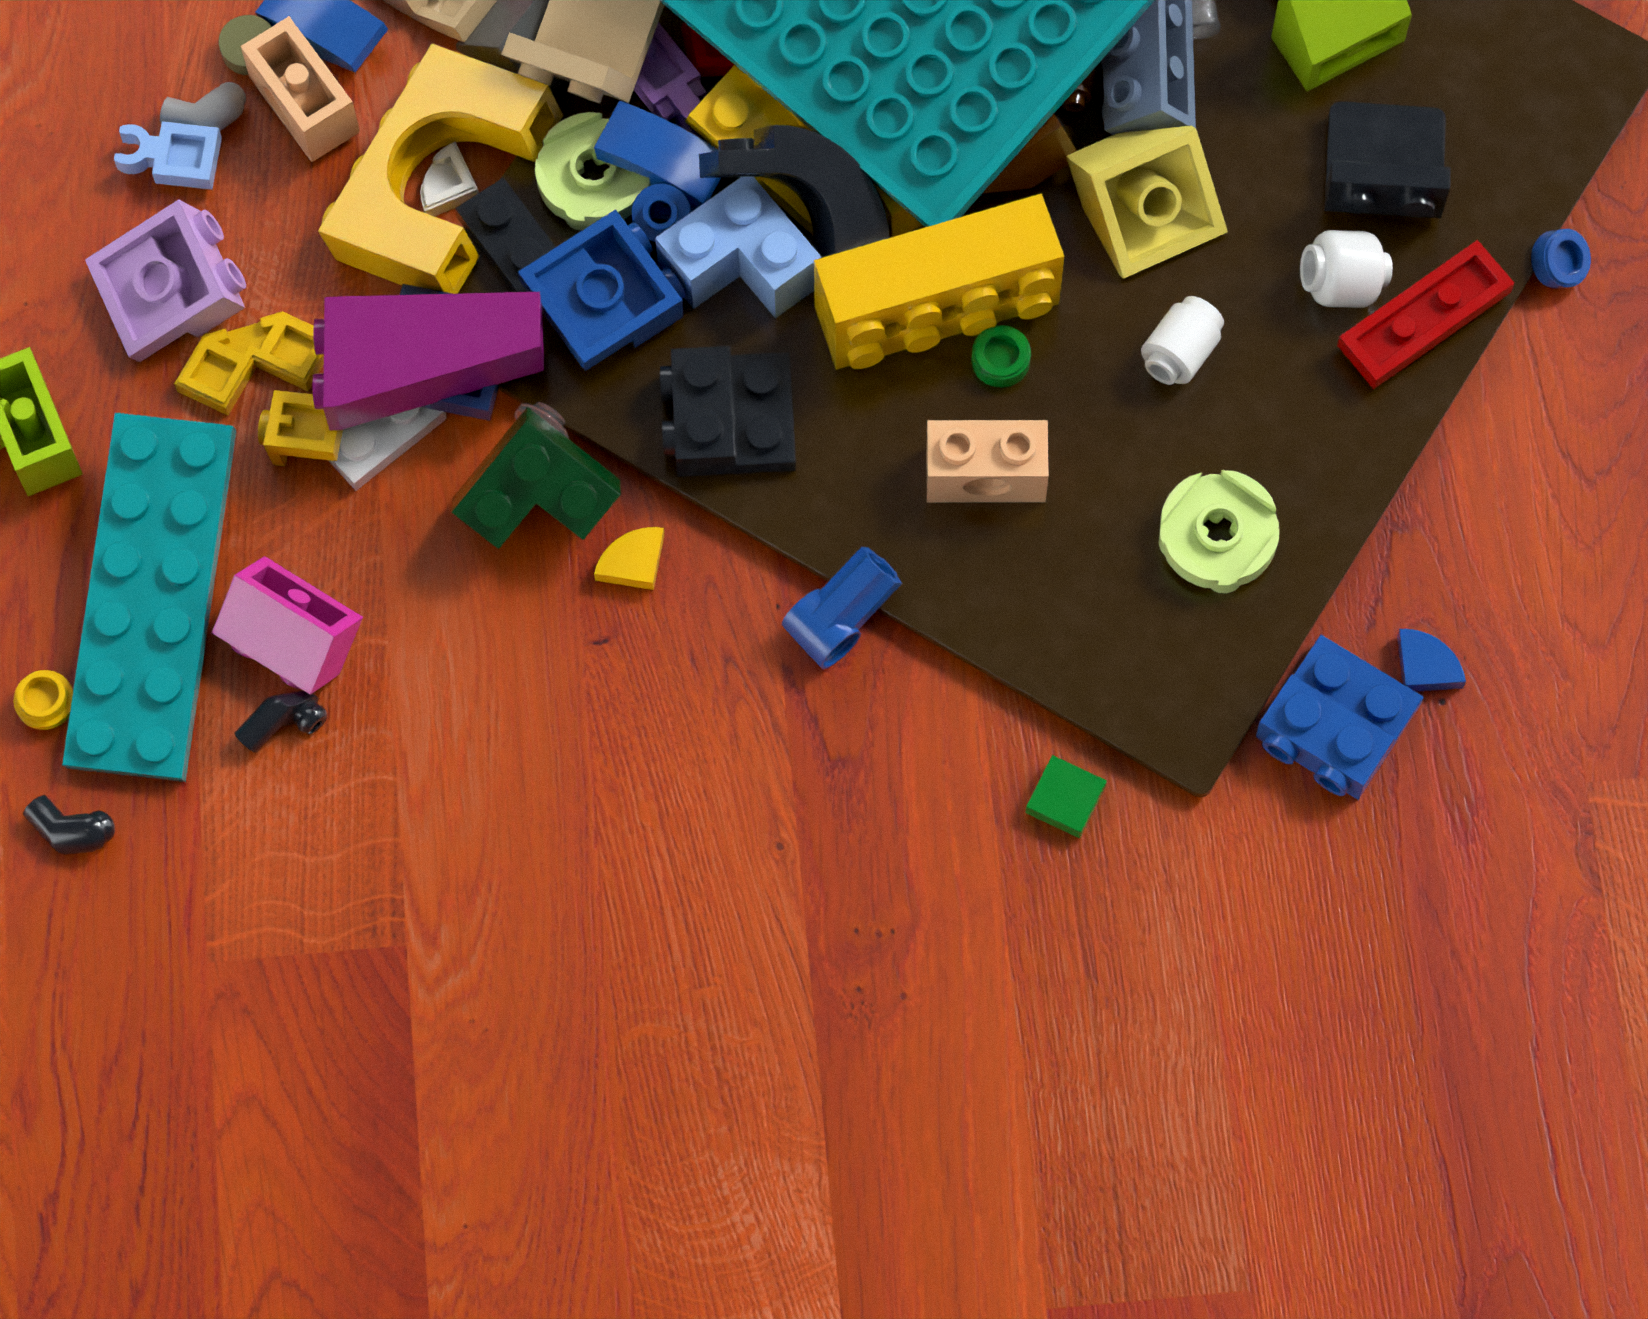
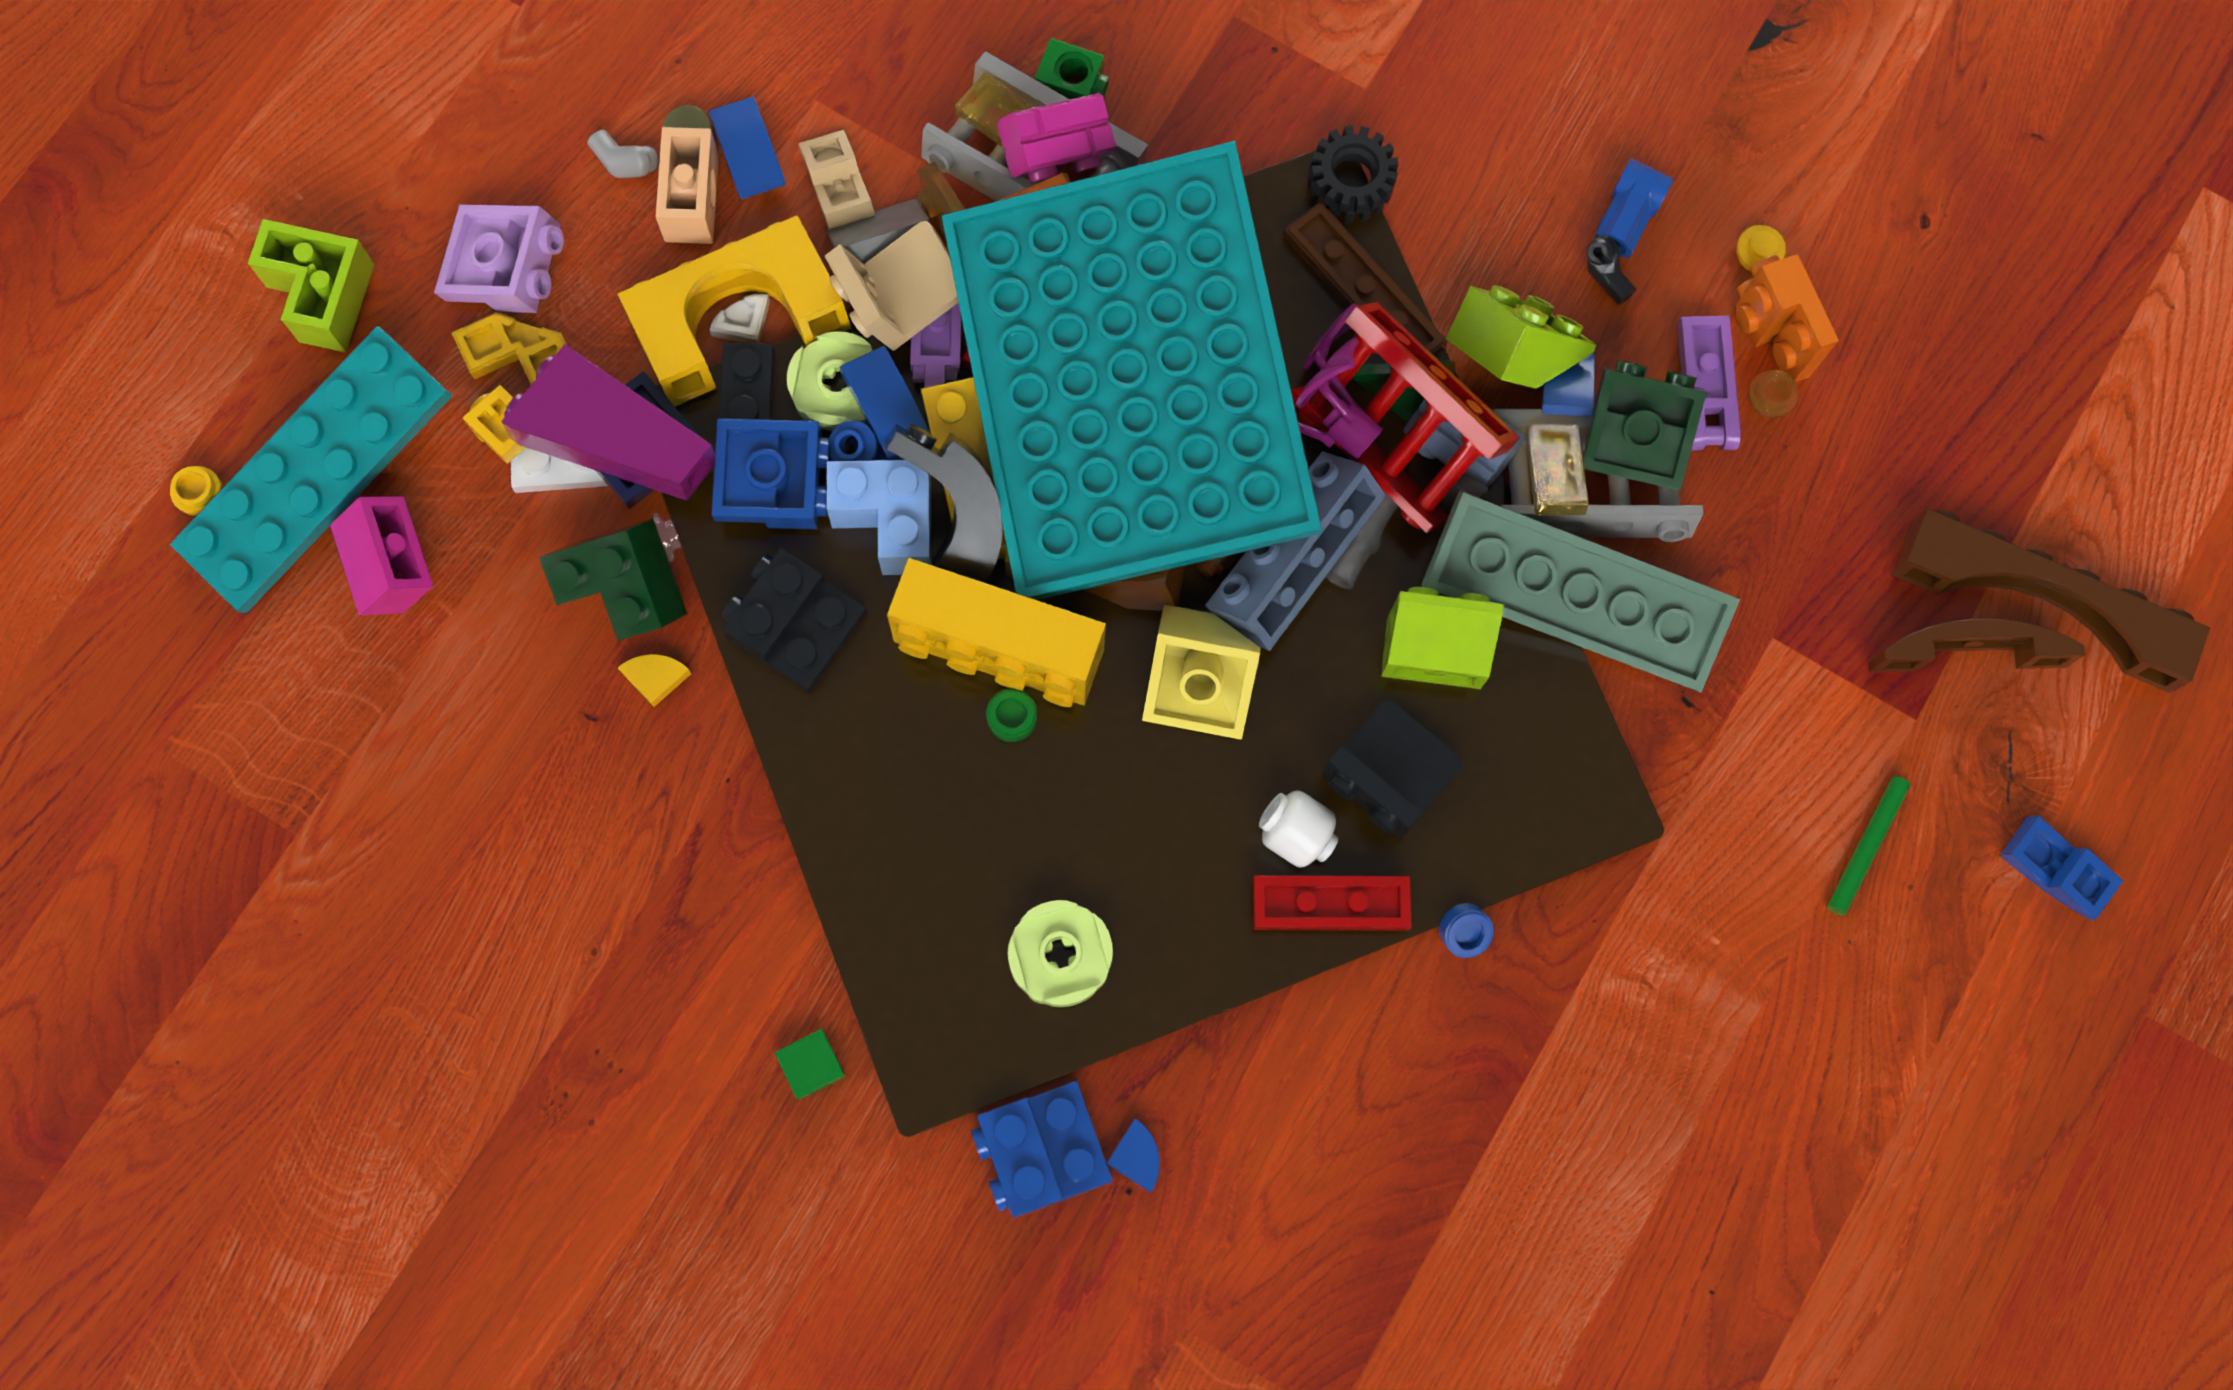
camera: 30 degrees right, 5 degrees up
(69, 833) = (138, 594): black arm -> none
(179, 155) = (577, 174): light blue plate -> none
(279, 711) = (334, 611): black arm -> none
(830, 617) = (747, 817): blue piece -> none
(987, 460) = (934, 785): light nougat brick -> none
(1182, 341) = (1142, 797): white brick -> none

